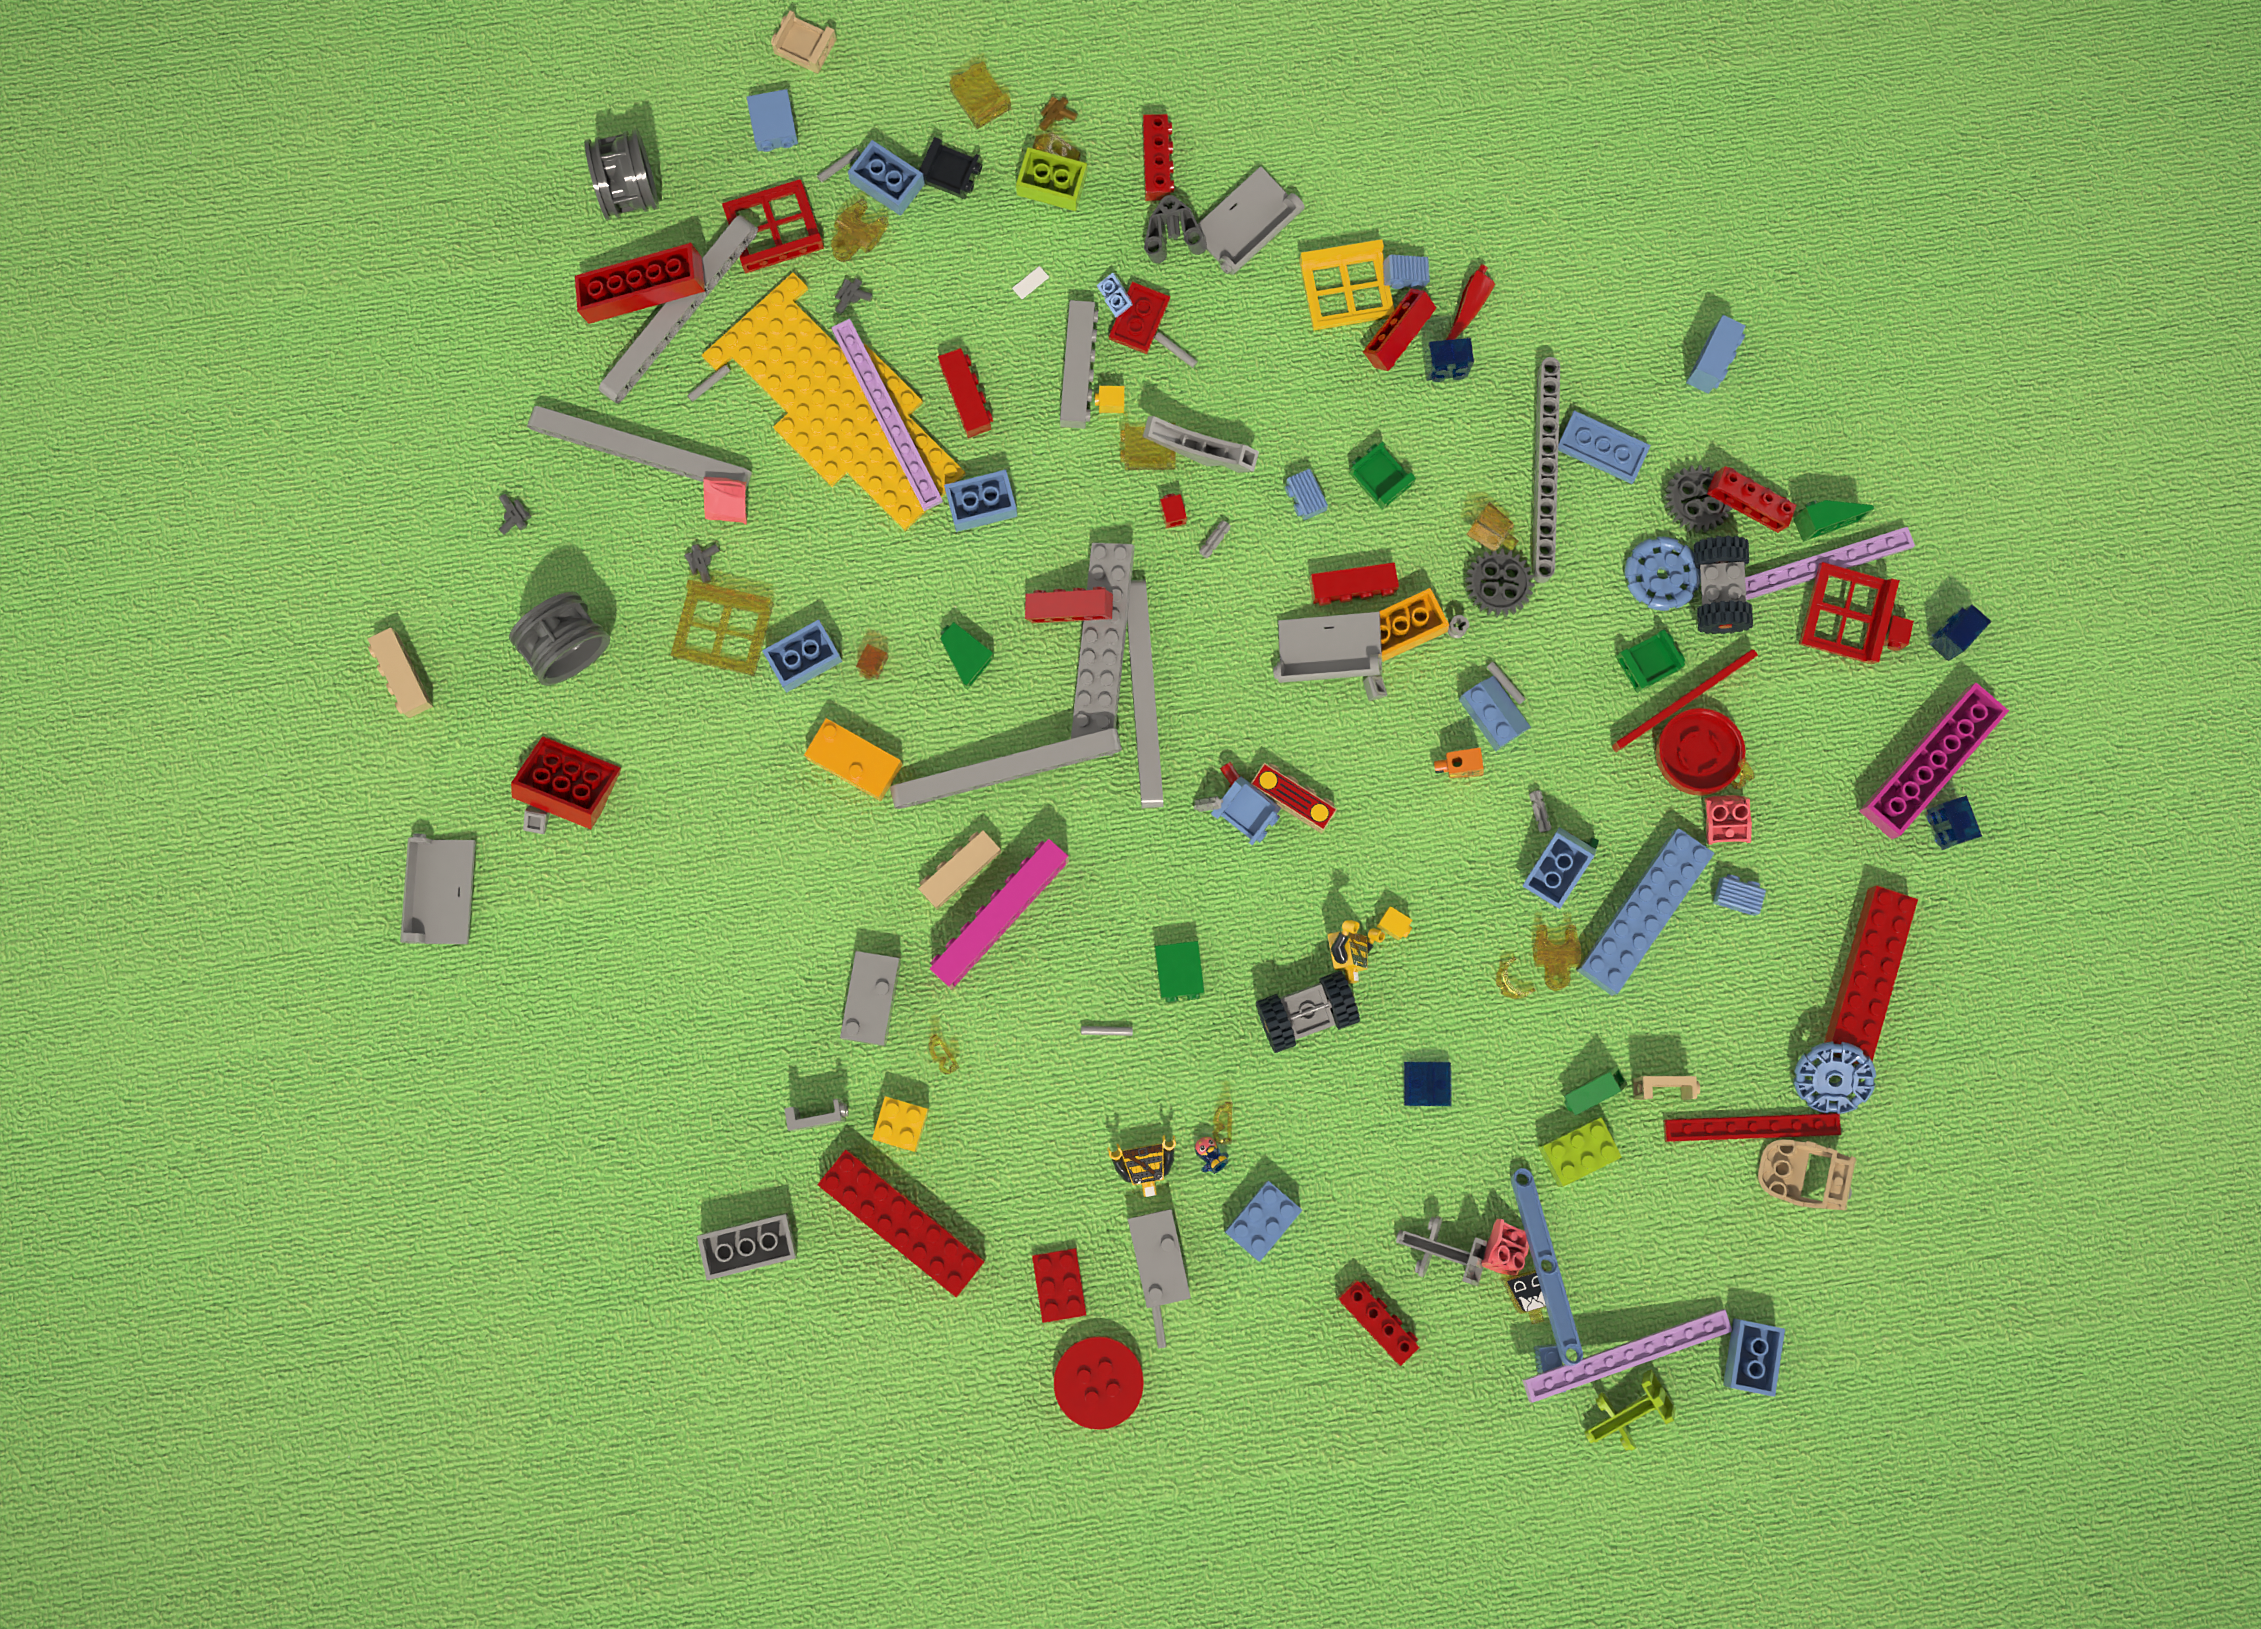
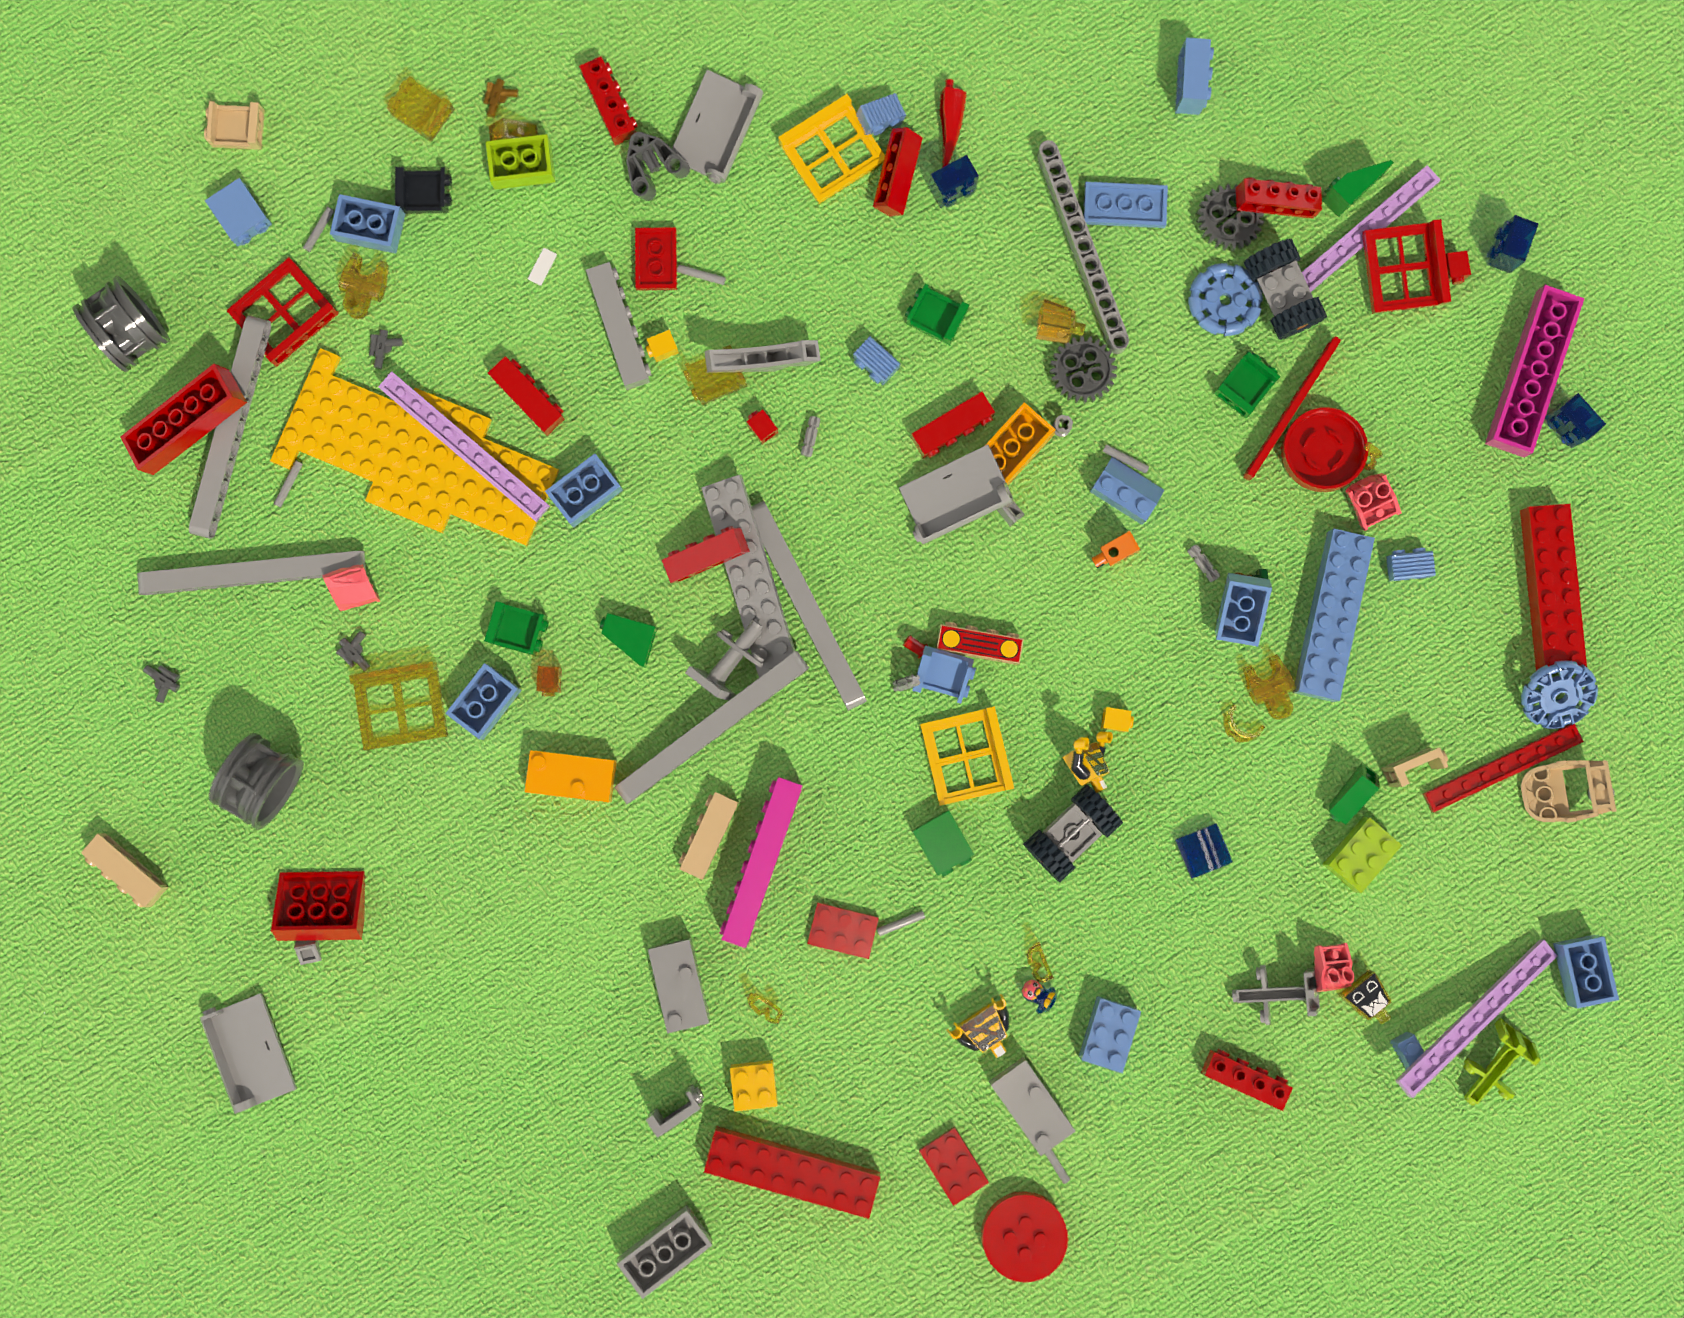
camera: 20 degrees left, 5 degrees up
(861, 602) = (516, 629): none -> green panel
(1031, 723) = (715, 680): none -> light grey piece
(1048, 1014) = (843, 930): none -> plate
(1115, 294) = (624, 246): light blue slope -> none
(1266, 904) = (995, 749): none -> yellow window
(1550, 1282) = (1384, 982): medium blue beam -> none

